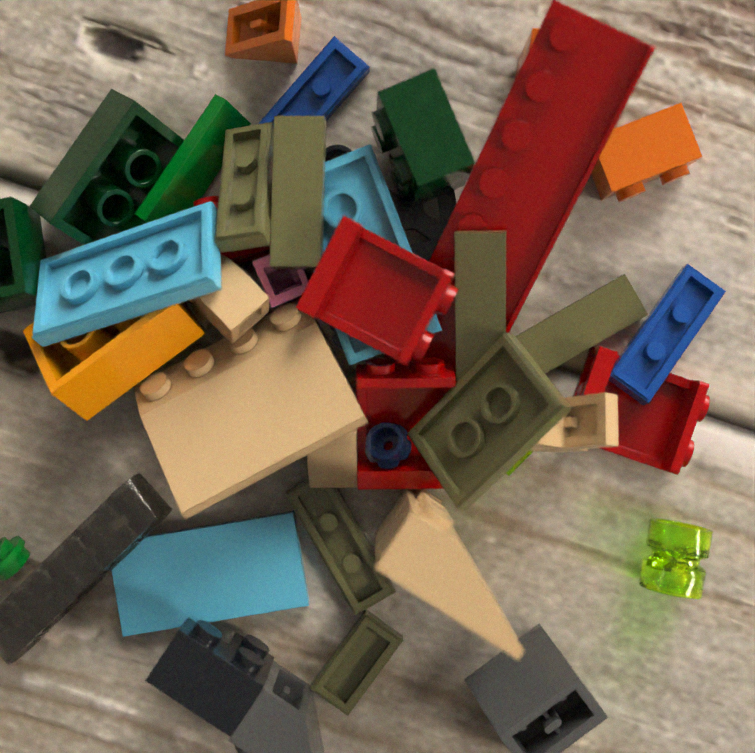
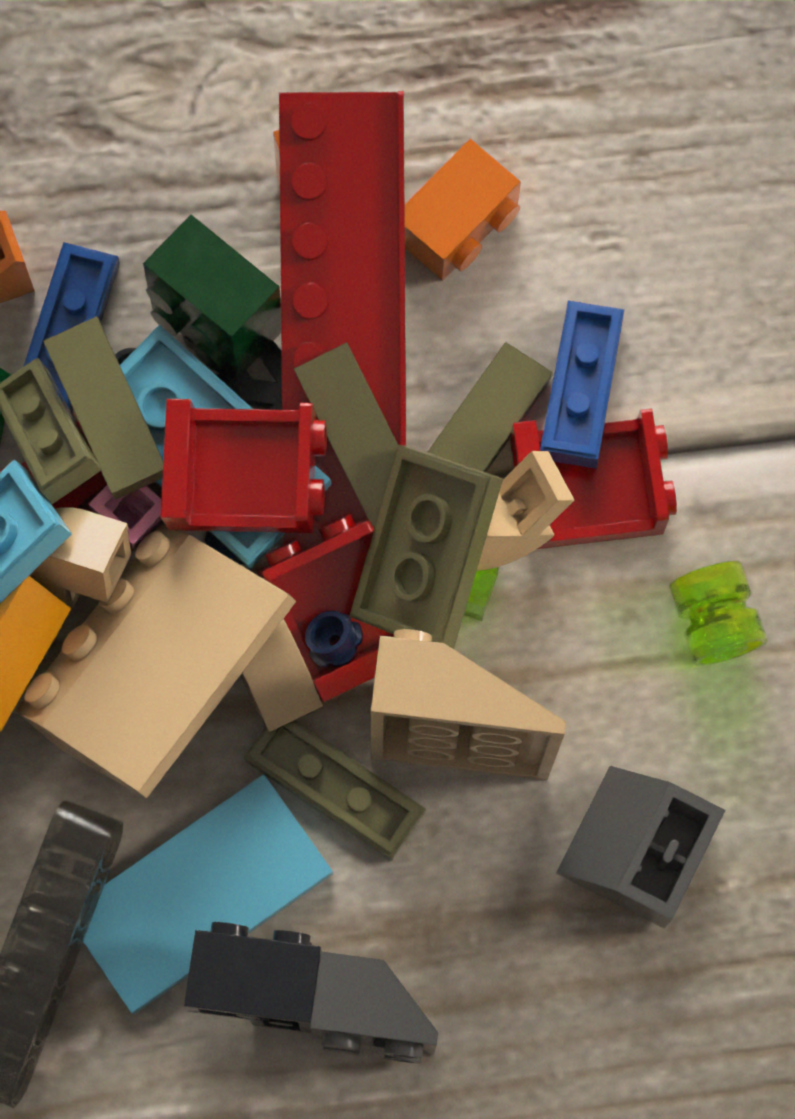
camera: 25 degrees left, 15 degrees down
(356, 662) = (421, 914): olive tile -> none

